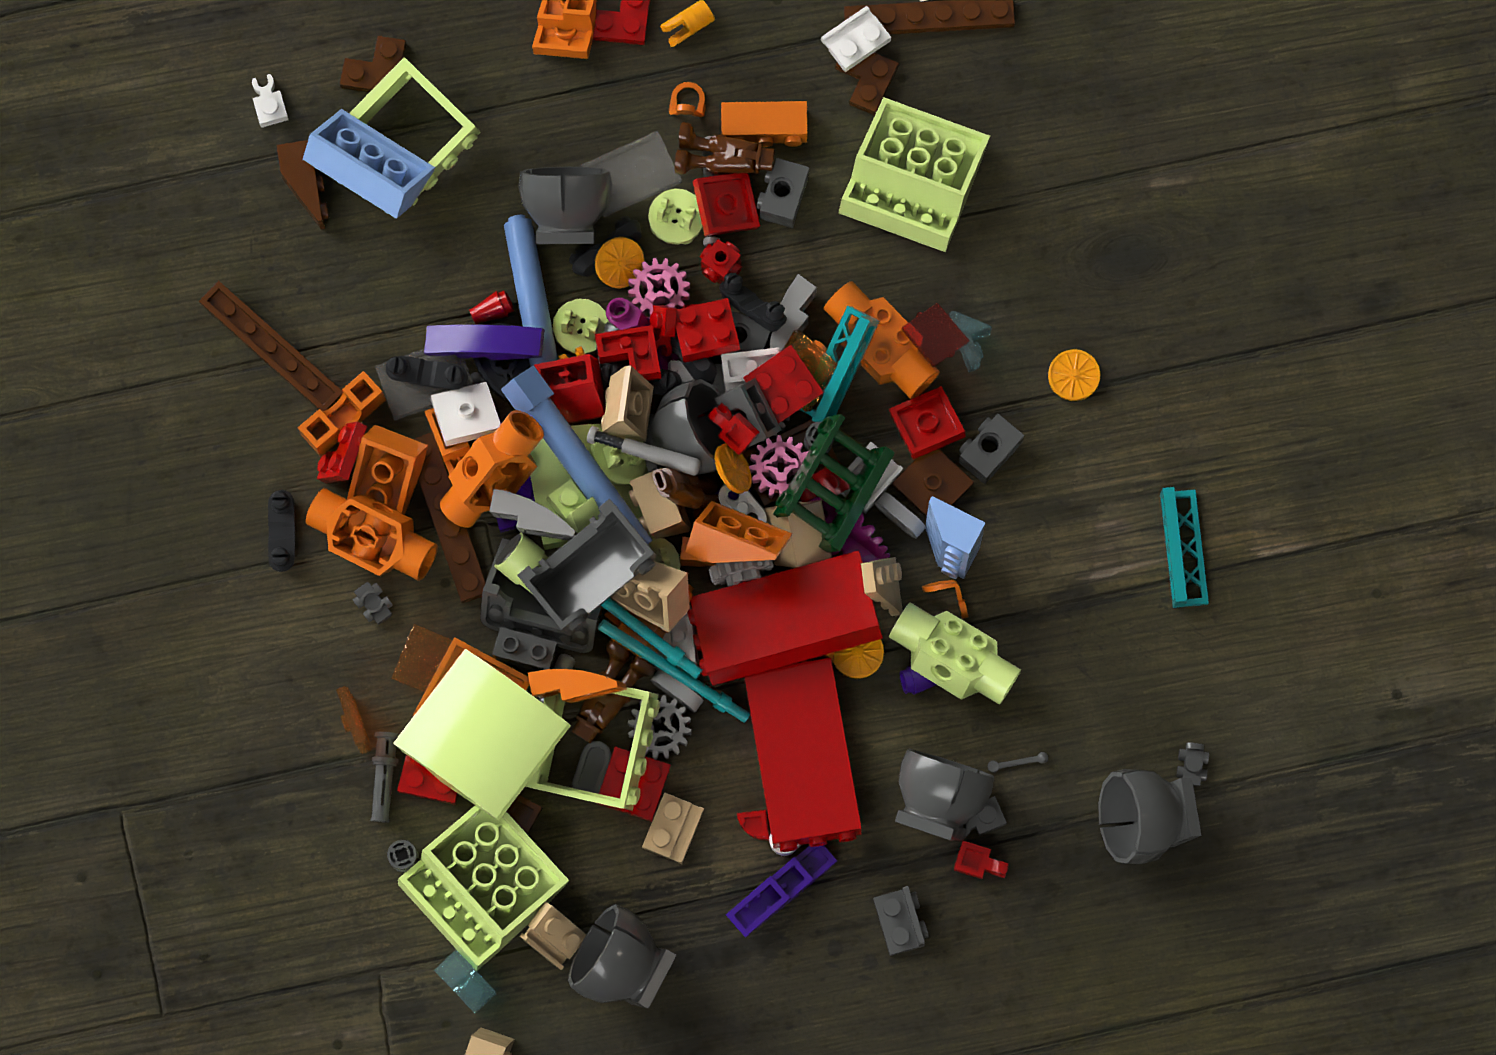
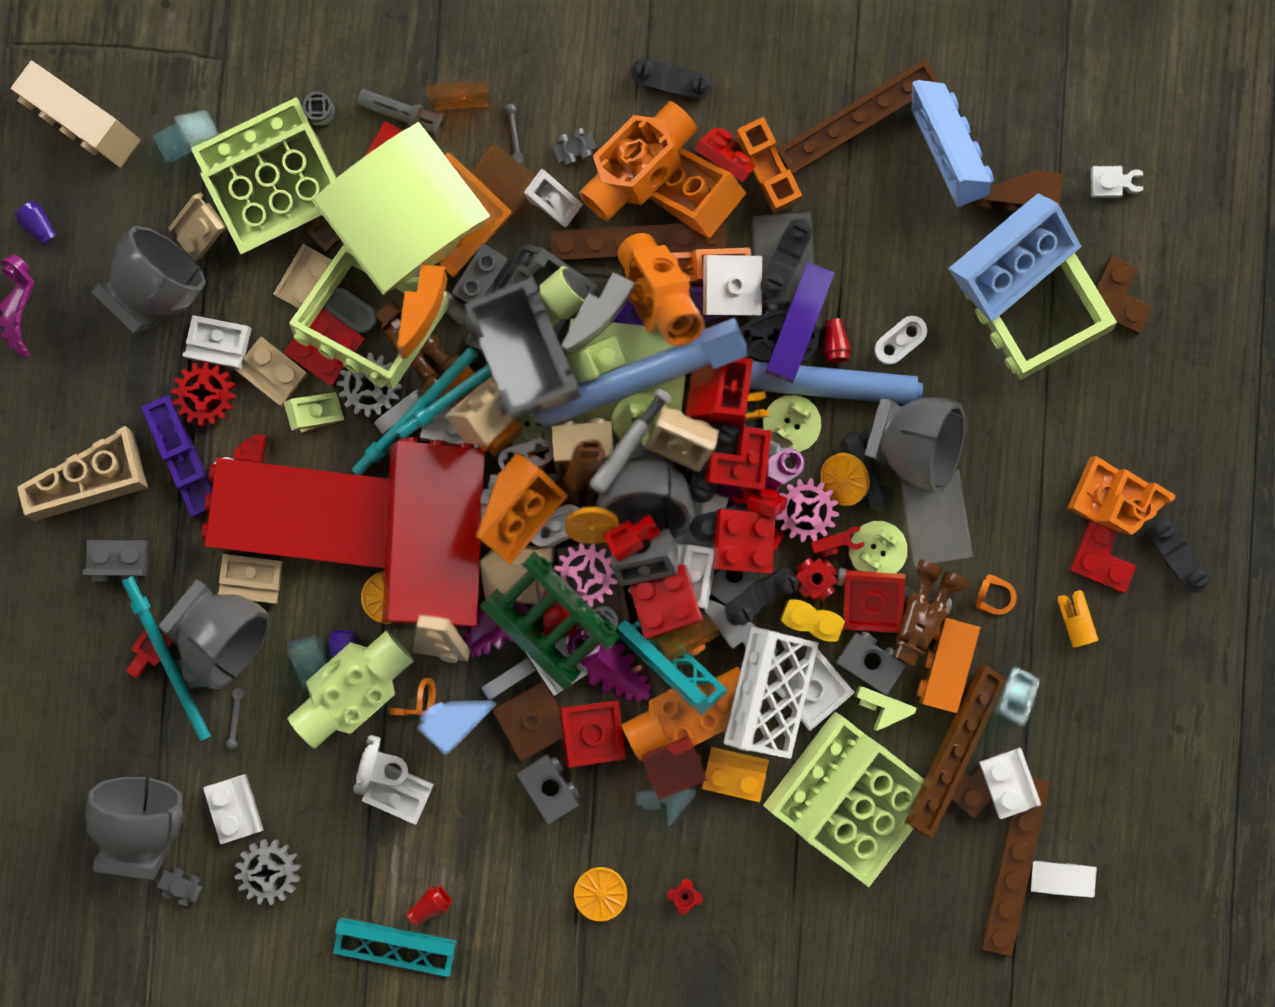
camera: 105 degrees right, 10 degrees up
(275, 253) = (950, 142): none -> light blue slope
(353, 675) = (510, 109): none -> dark grey hinge
(429, 605) = (552, 198): none -> white slope
(474, 251) = (900, 340): none -> white plate
(573, 820) = (302, 276): none -> tan plate
(660, 886) = (217, 342): none -> white plate
(679, 557) = (528, 447): none -> light grey beam
(686, 259) = (829, 545): none -> red plate
(700, 771) = (313, 411): none -> yellowish green slope
(728, 881) = (204, 381): none -> red gear
(760, 255) = (804, 617): none -> yellow brick
(775, 54) = (1017, 696): none -> clear light blue slope
(822, 163) = (891, 709): none -> yellowish green slope
(823, 238) = (824, 694): none -> white plate
(825, 962) = (95, 475): none -> tan wedge
(839, 280) = (753, 689): none -> white fence
(841, 92) = (955, 751): none -> reddish brown plate
(862, 422) = (612, 669): none -> magenta plant
(879, 785) = (251, 578): none -> tan plate
(923, 284) = (735, 774): none -> light orange plate
(938, 876) = (140, 606): none -> teal bar
(939, 706) = (307, 657): none -> clear light blue slope
(1021, 614) = (373, 765): none -> white tile
(1039, 586) = (403, 800): none -> white plate
(1049, 290) = (684, 905): none -> red plate
(1103, 737) = (233, 809): none -> white plate
(1134, 525) = (431, 904): none -> red cone
(1140, 690) = (268, 884): none -> light grey gear

